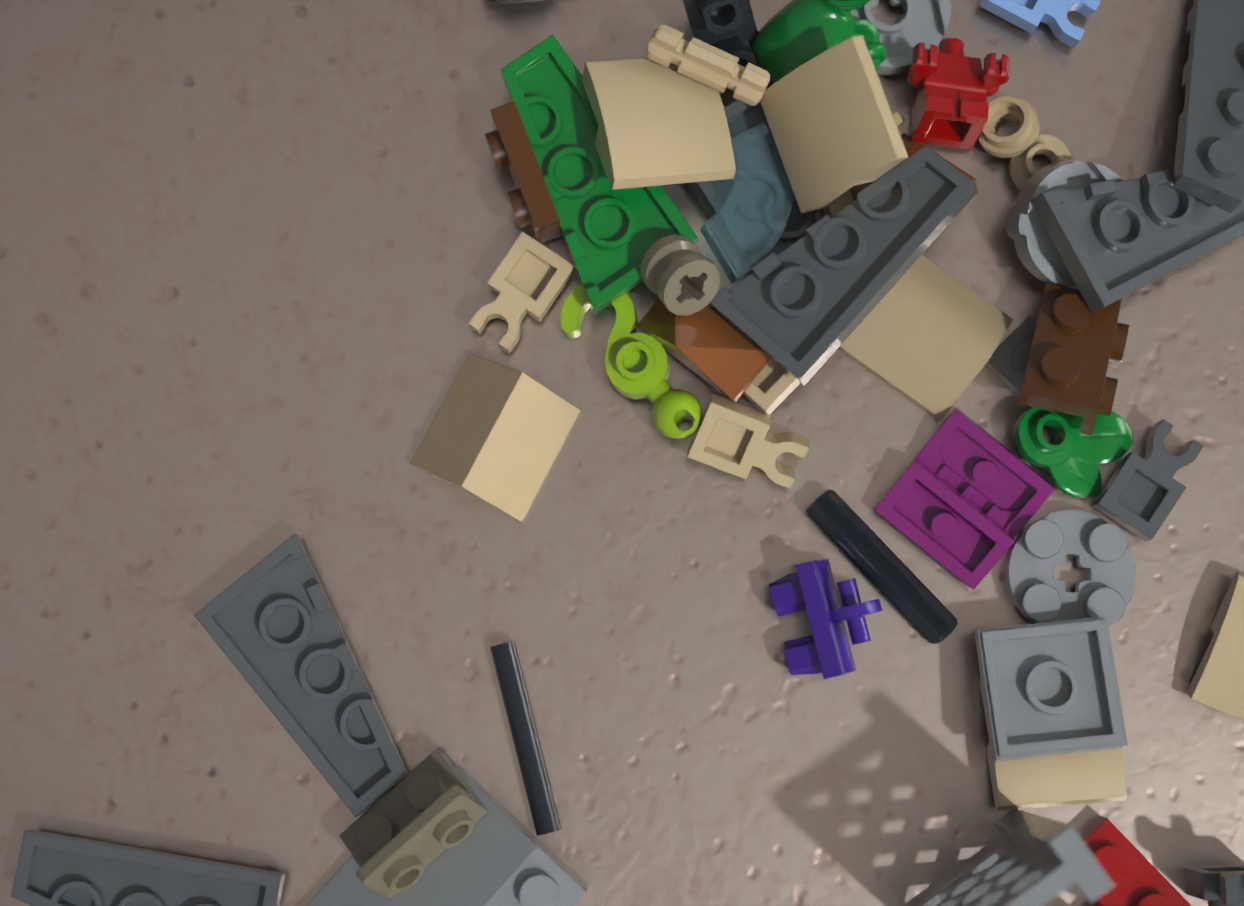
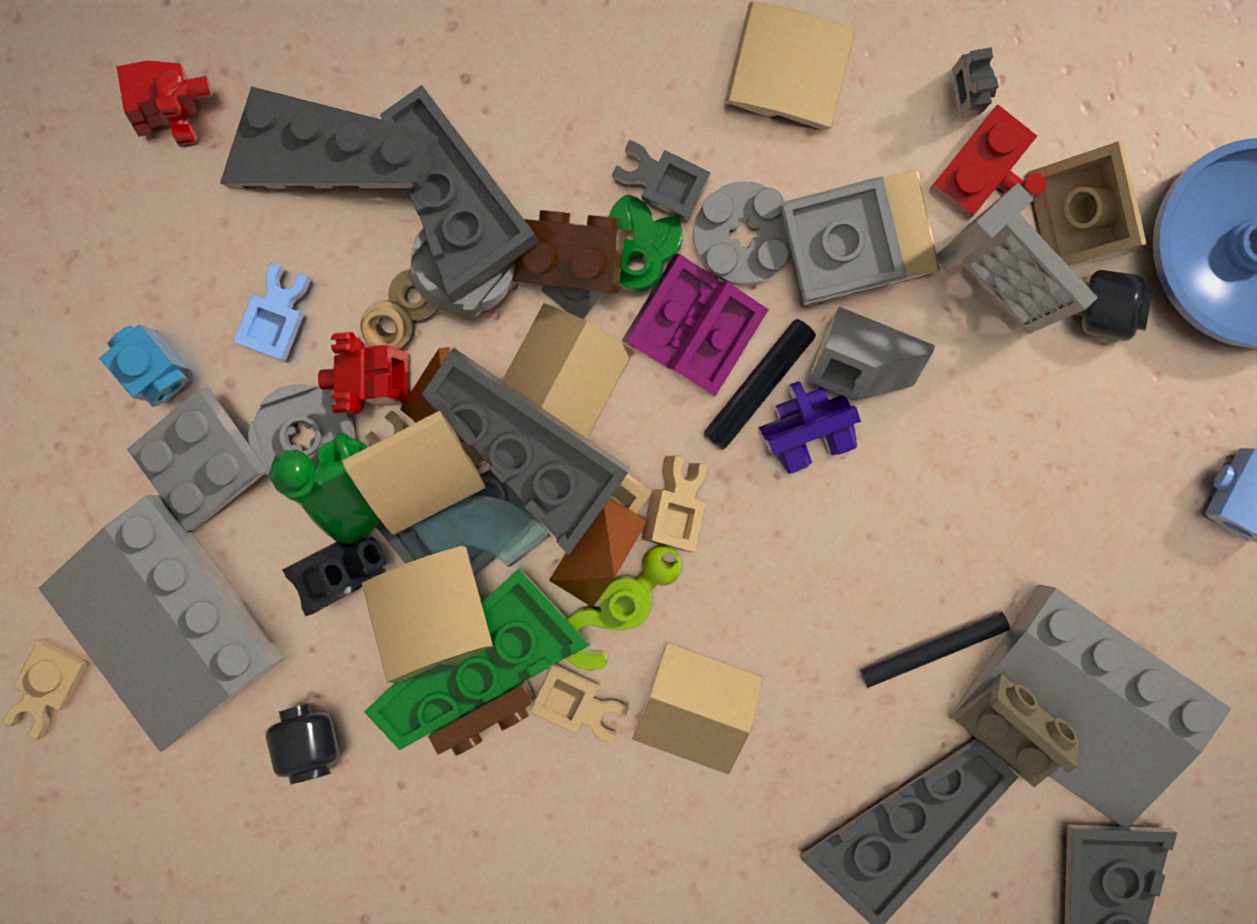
camera: 85 degrees left, 5 degrees up
(680, 274) = (552, 580): dark tan wheel -> none
(708, 65) = (375, 581): tan axle -> none
(900, 701) = (867, 357): none -> light grey slope

